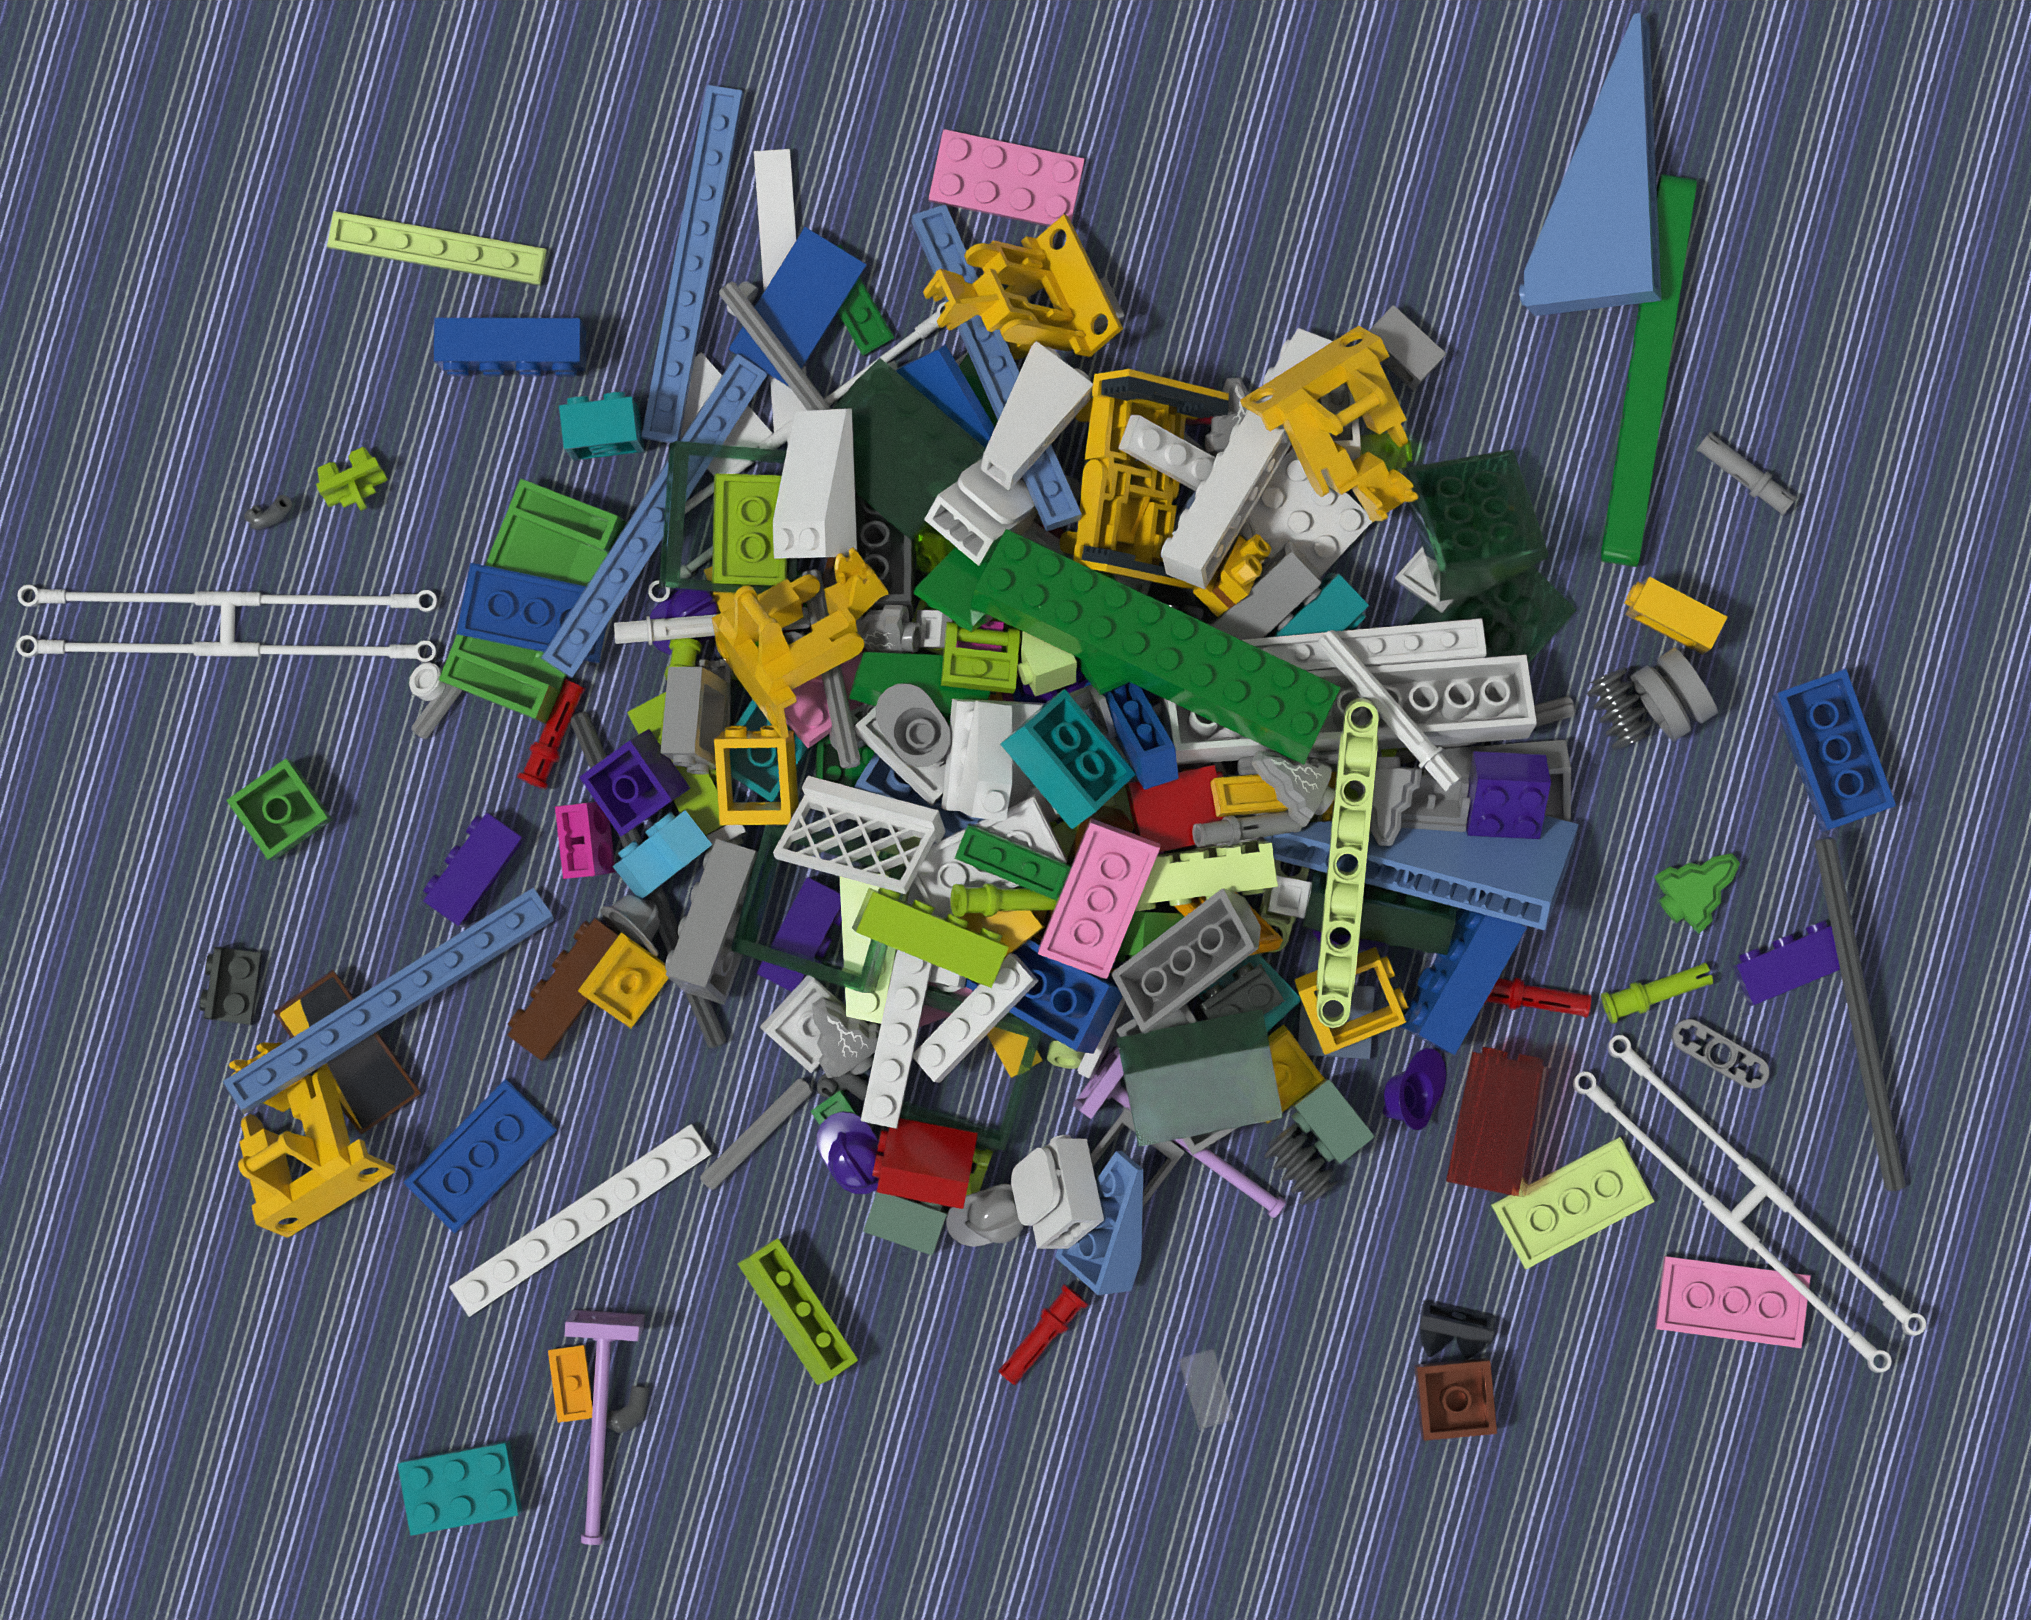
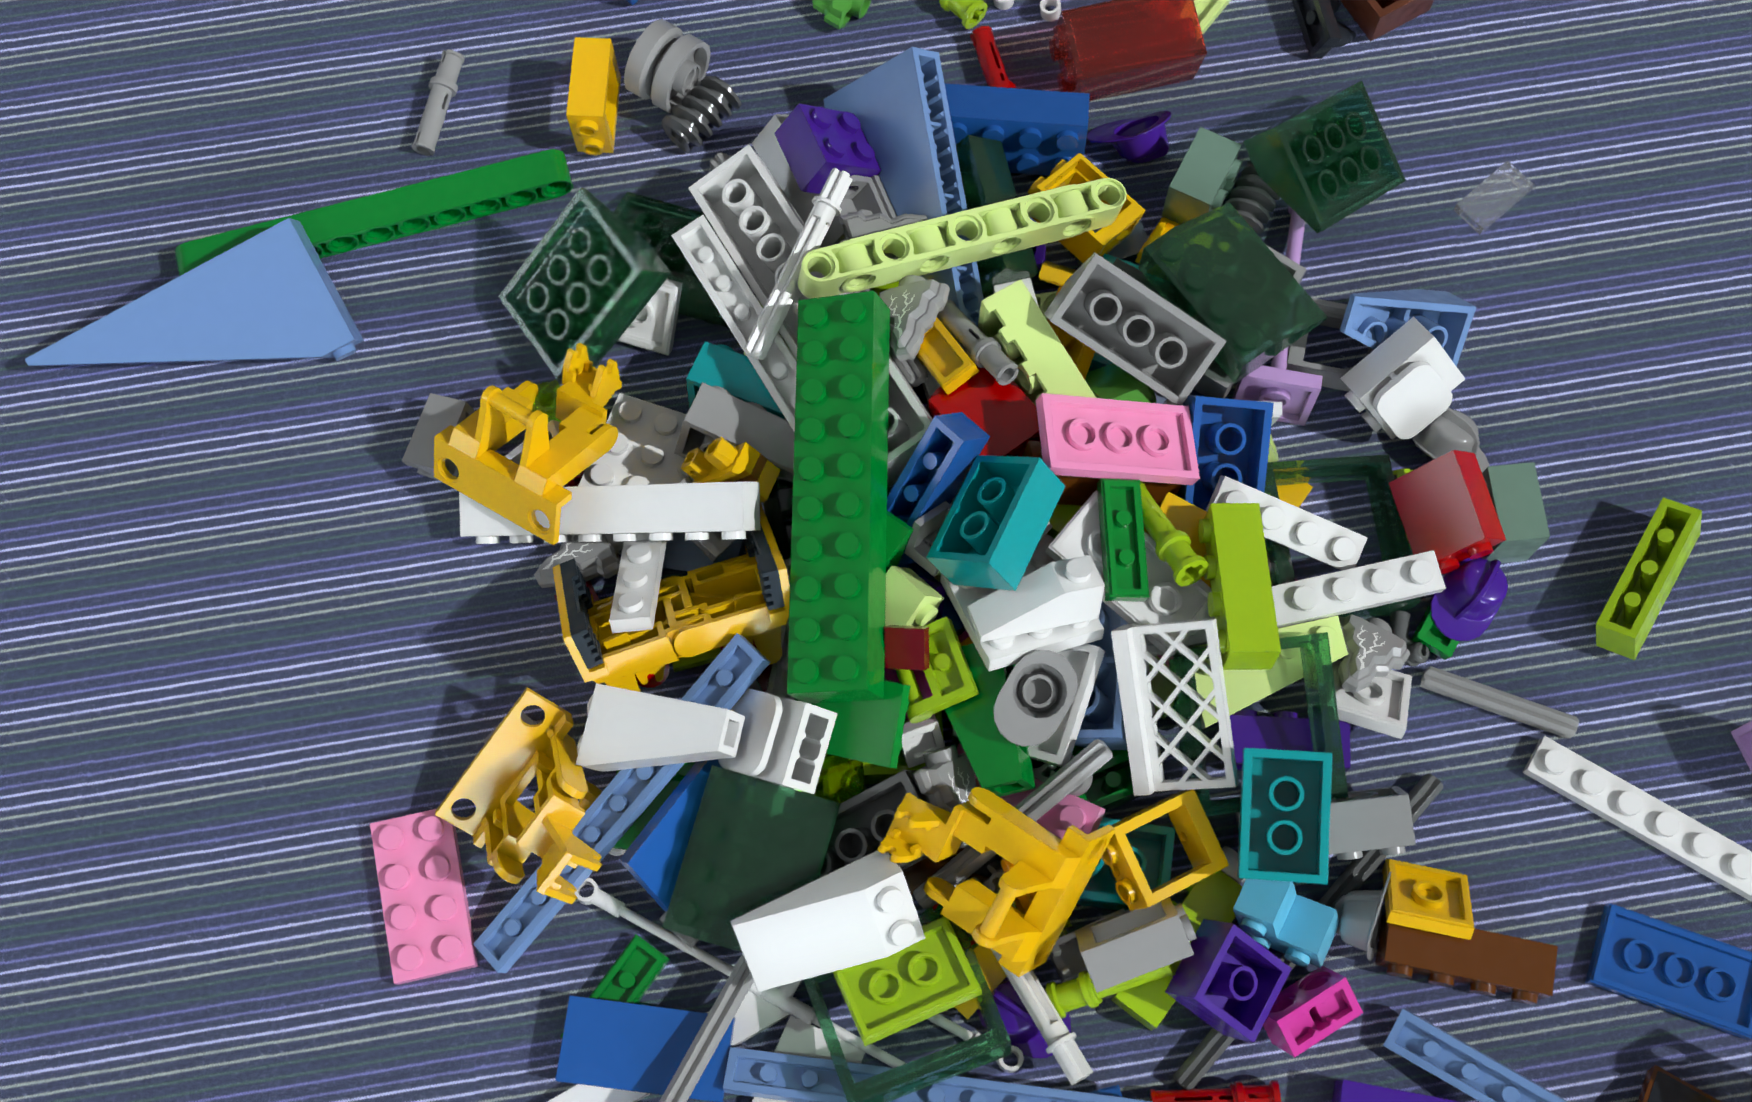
camera: 120 degrees left, 15 degrees down
(732, 877) = (1285, 815): none -> teal brick
(1003, 643) = (907, 647): none -> dark red tile
(1053, 1321) = (1514, 349): red pin -> none
(1299, 950) = (1055, 273): none -> yellow tile
(1302, 1245) = (1327, 158): none -> clear green slope

